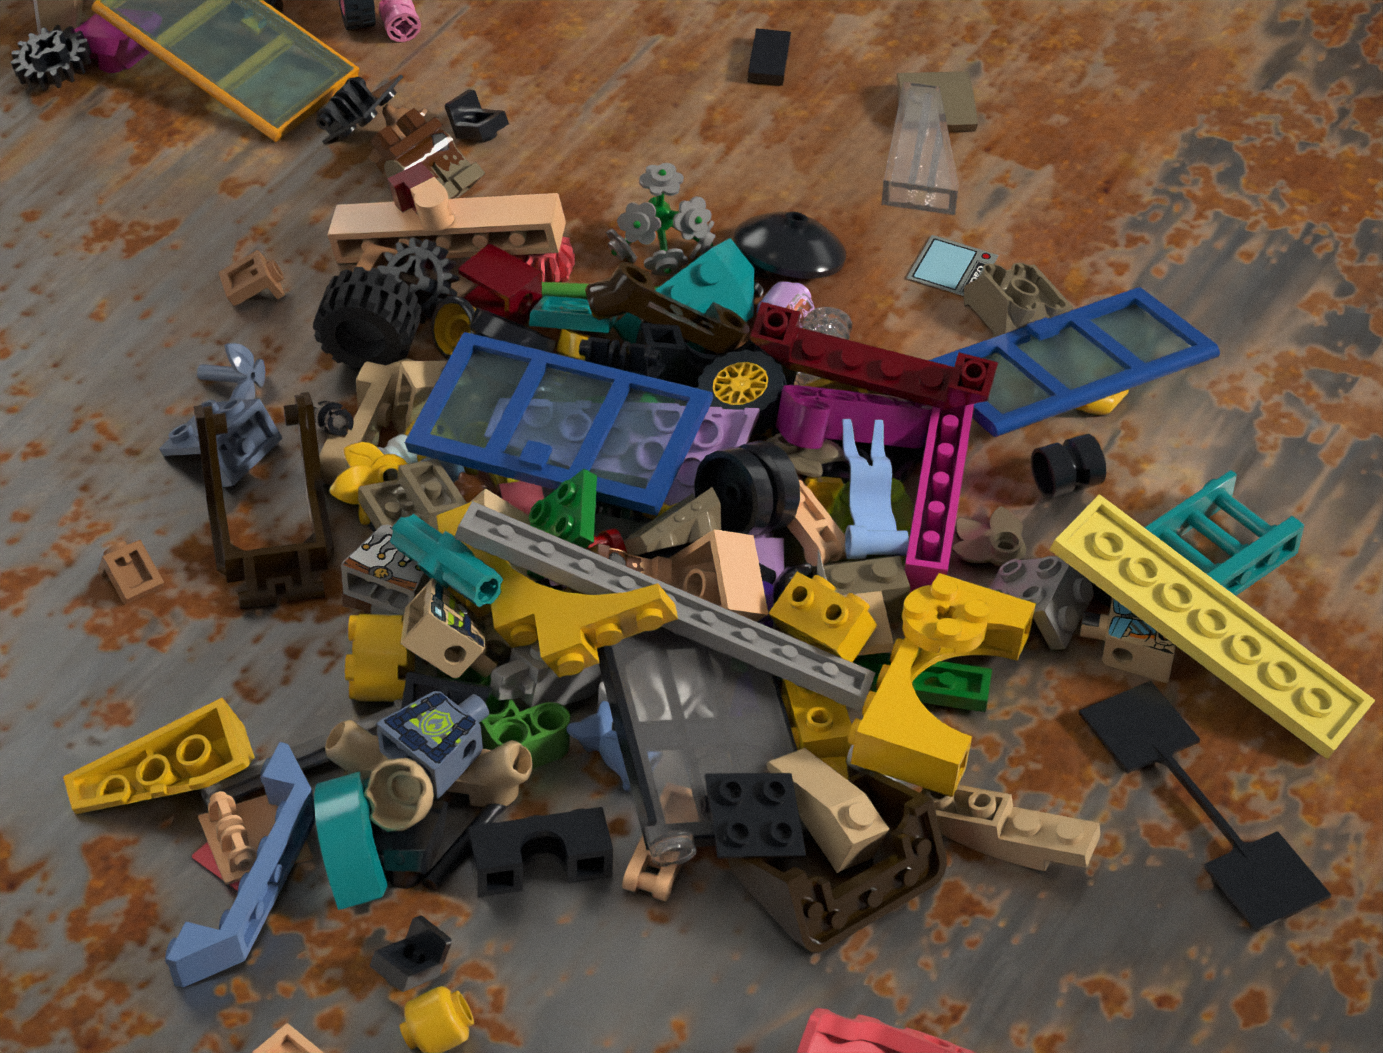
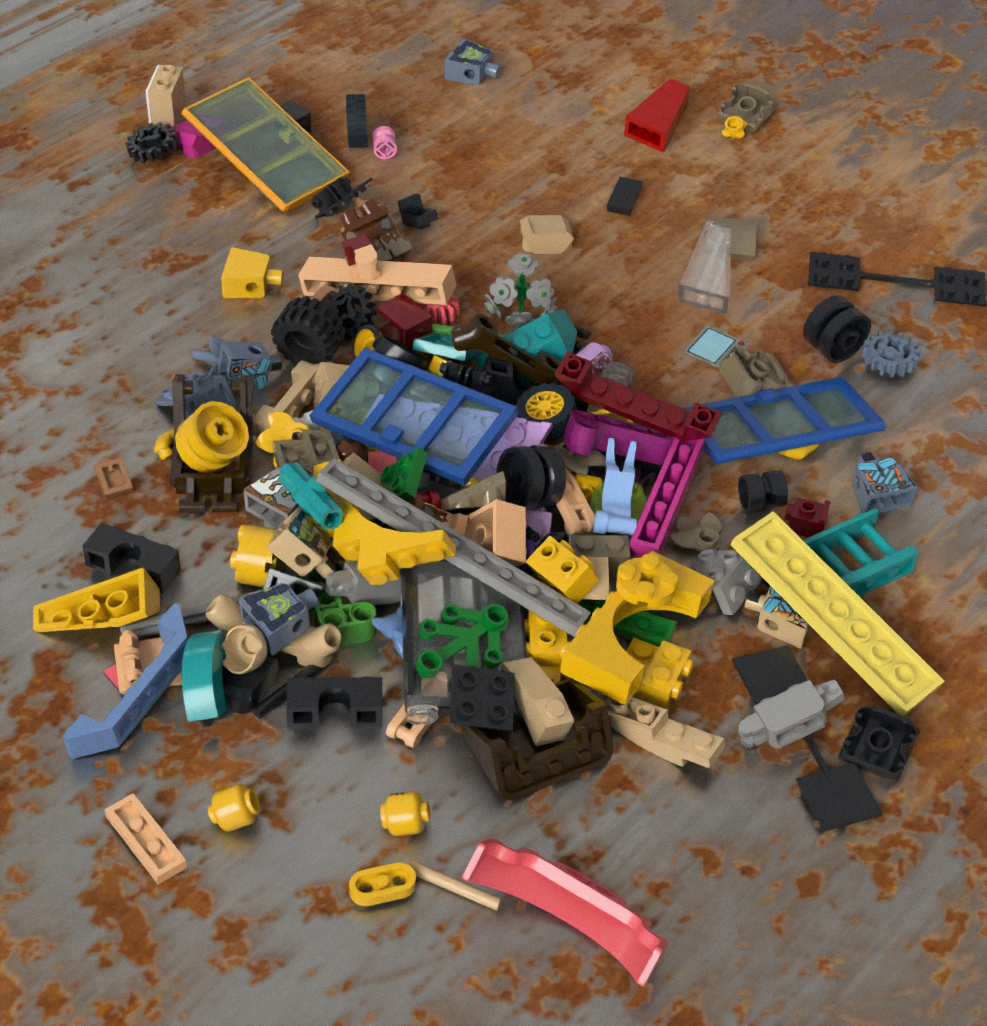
camera: 10 degrees right, 0 degrees up
(161, 673) = (112, 547): none -> black arch
(190, 511) = (163, 444): none -> yellow arm
(249, 229) = (248, 274): none -> yellow torso
(250, 277) = (242, 296): medium nougat bracket -> none
(267, 493) = (212, 437): none -> yellow wheel
(281, 373) = (246, 359): none -> sand blue torso
(341, 418) = (270, 401): black pin -> none
(415, 958) = (230, 762): black bracket -> none
(670, 128) = (546, 234): none -> tan slope
(679, 993) = (404, 813): none -> yellow head
(738, 703) = (464, 637): none -> green plant
(790, 245) = (606, 320): black dish -> none
(994, 733) = (662, 672): none -> yellow plate
(1108, 135) = (948, 283): none -> black hinge
(1120, 218) = (836, 328): none -> black wheel
(1139, 494) = (807, 516): none -> dark red brick
(1179, 777) = (790, 714): none -> light grey hinge
(1200, 244) = (891, 353): none -> sand blue gear
(1229, 435) = (882, 484): none -> sand blue torso
(1306, 797) = (879, 742): none -> black slope

